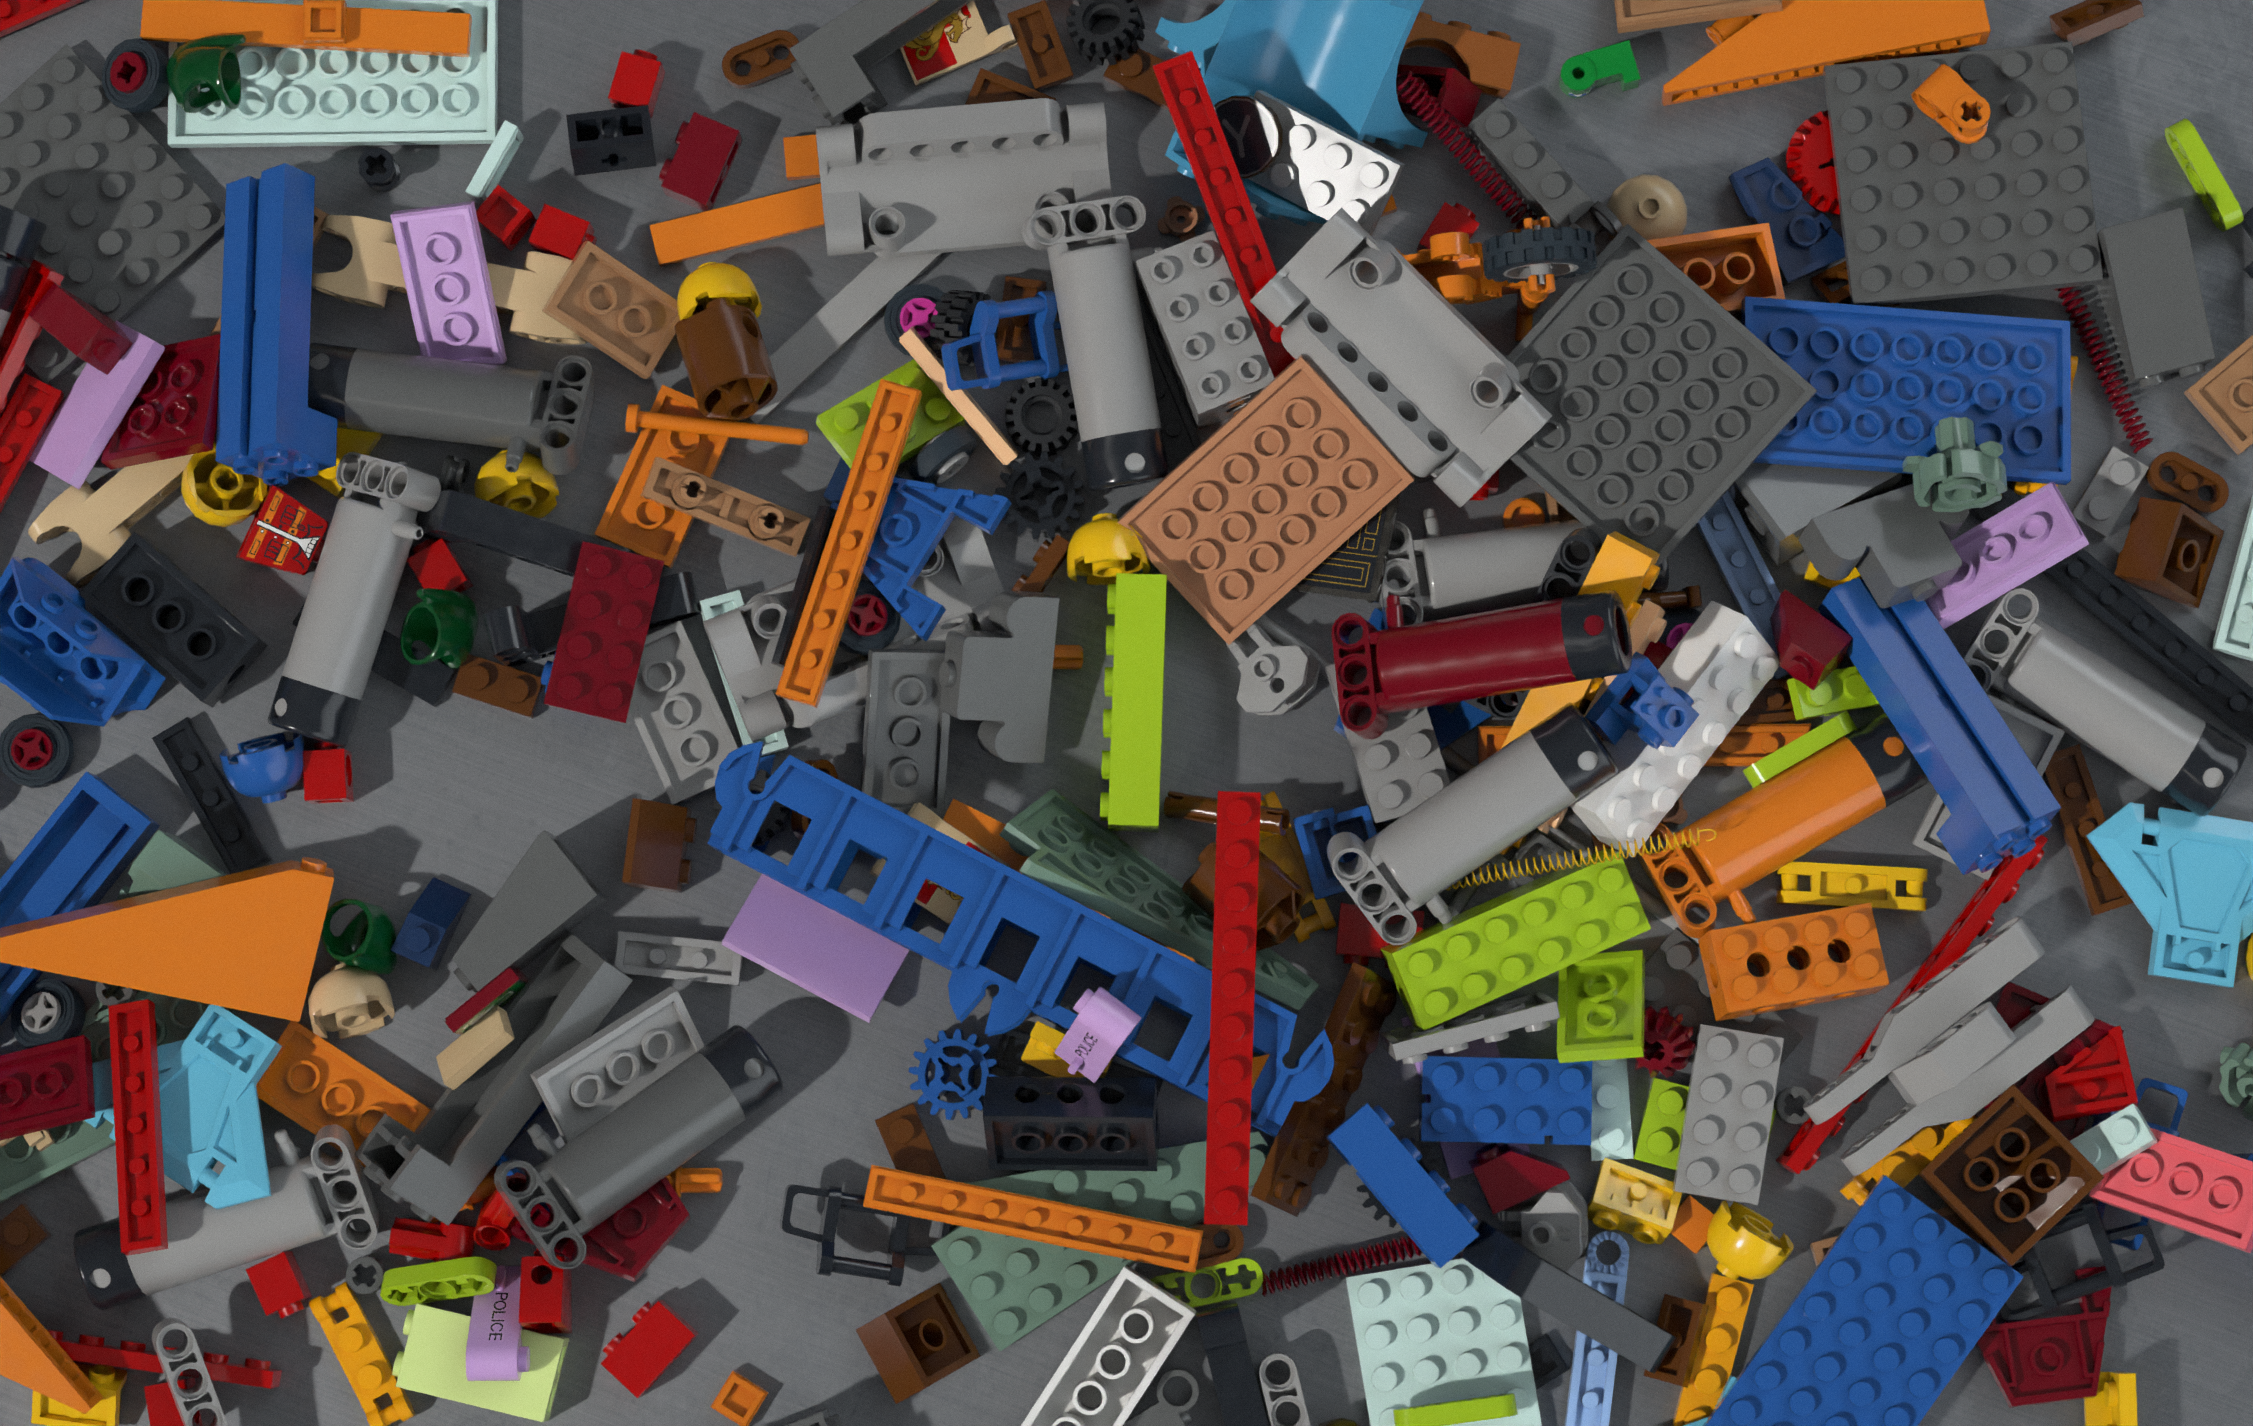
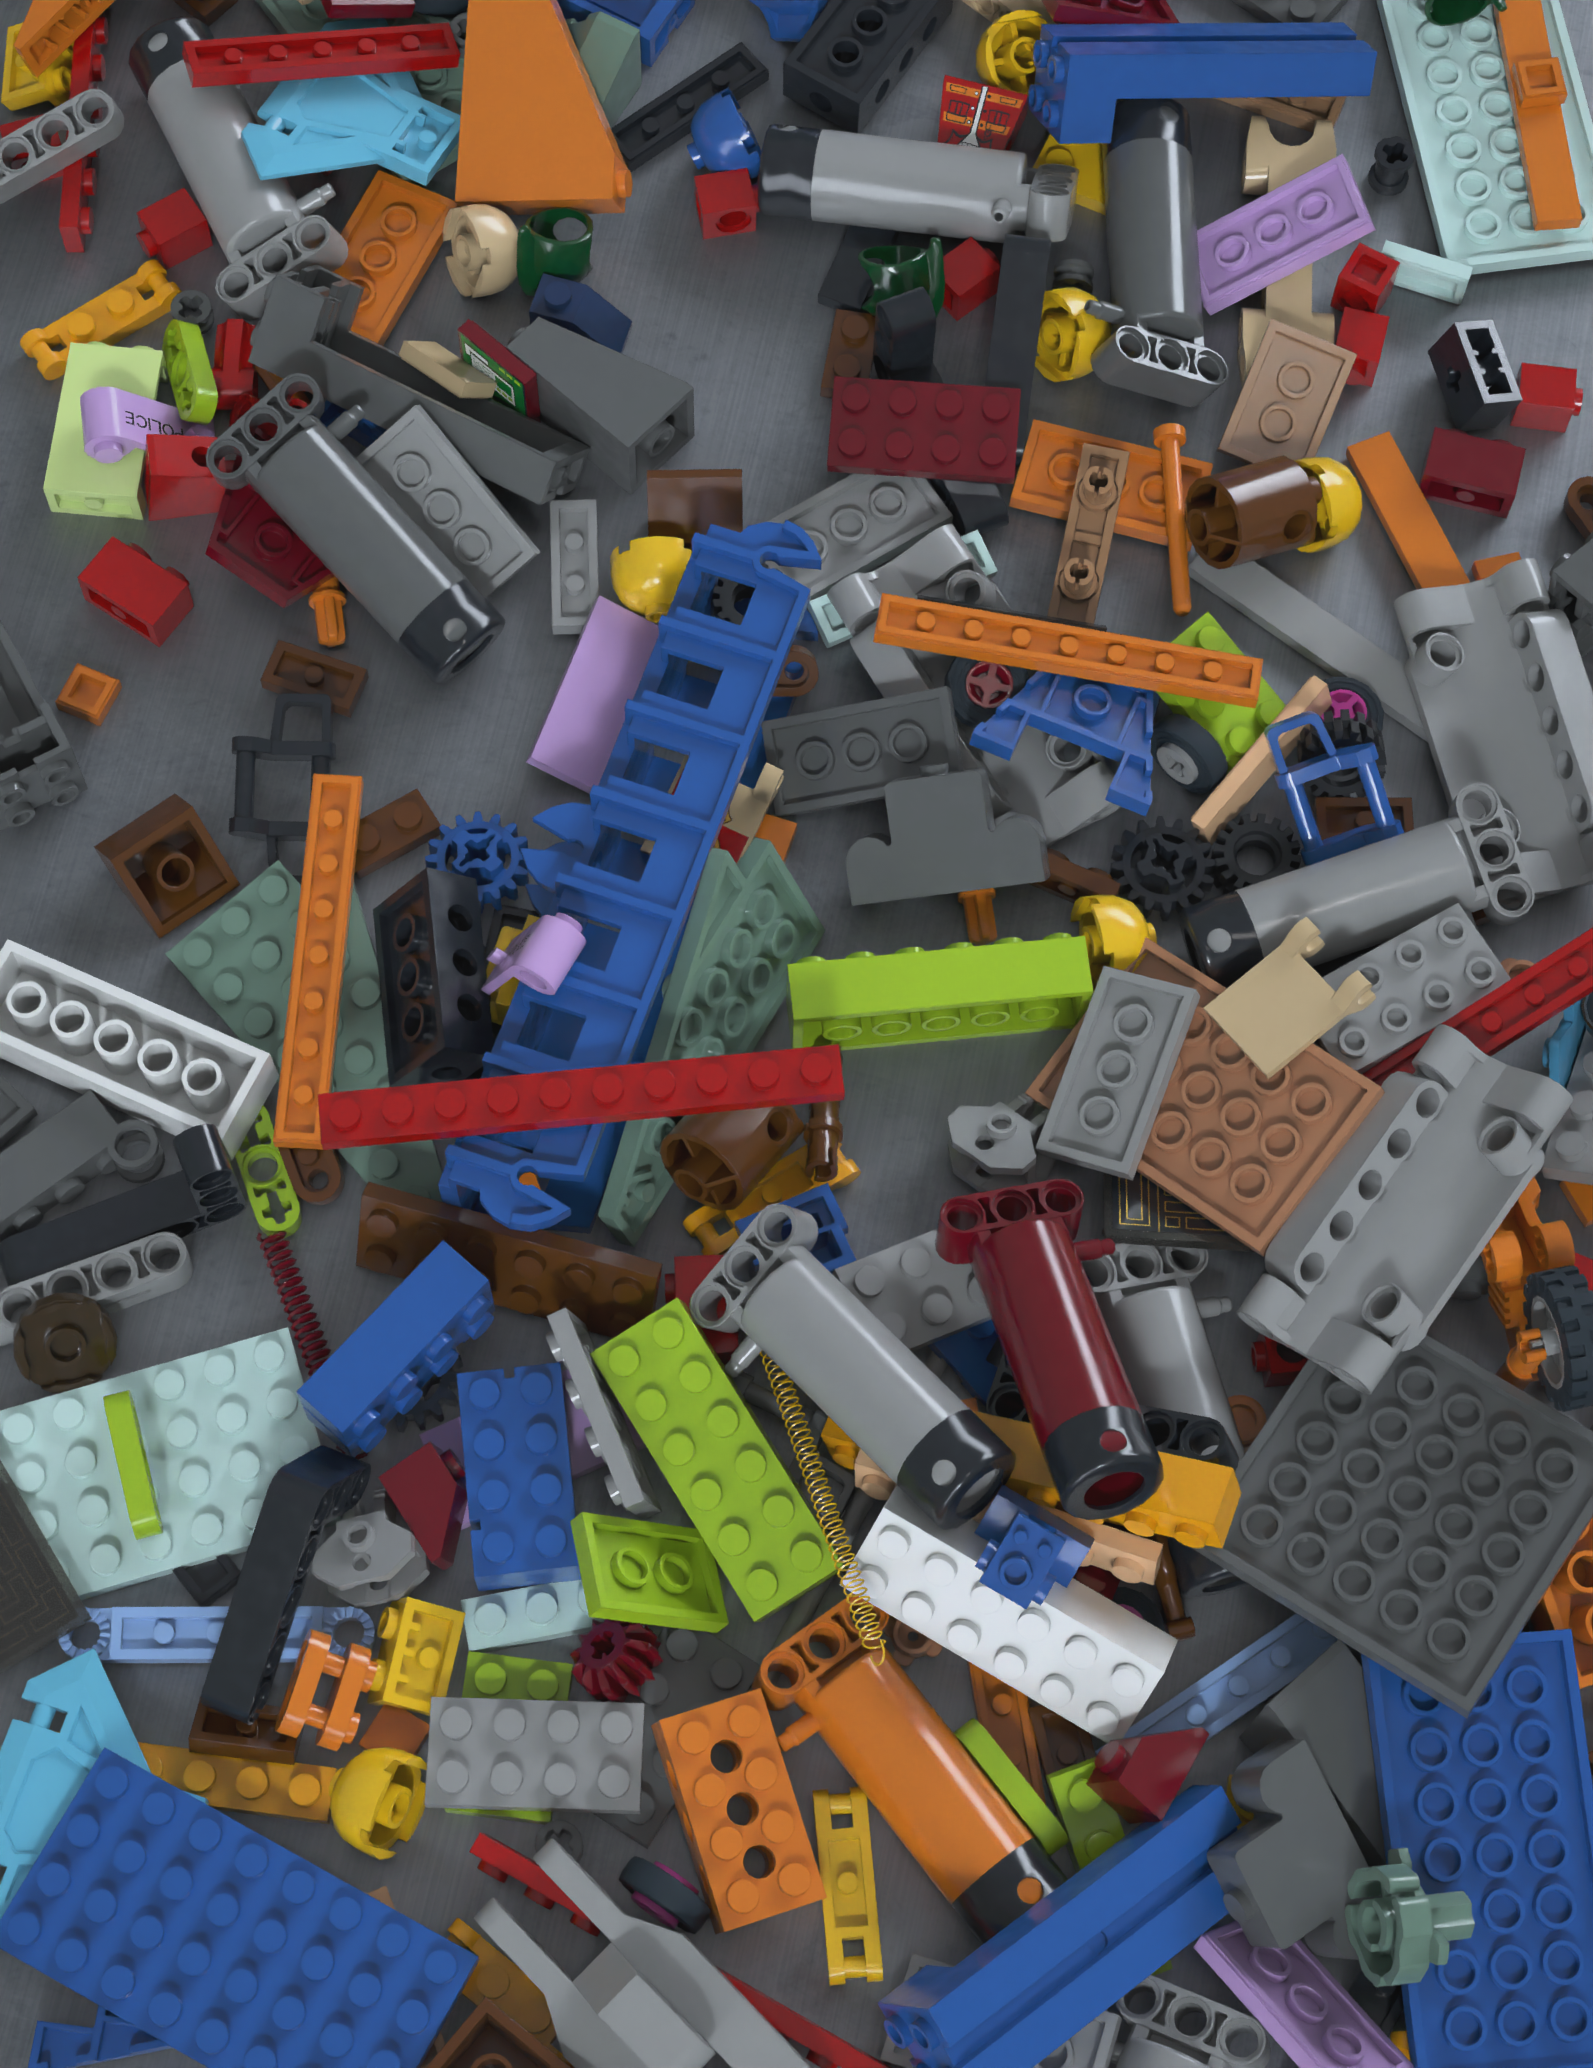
camera: 75 degrees right, 15 degrees down
(714, 887) = (649, 574): none -> yellow cylinder
(756, 1198) = (309, 672): none -> reddish brown plate
(1209, 421) = (1285, 1002): none -> tan flag
(1237, 566) = (1118, 1072): none -> light grey plate
(1680, 1266) = (337, 1719): none -> orange brick
(1849, 1027) = (664, 1895): none -> black wheel

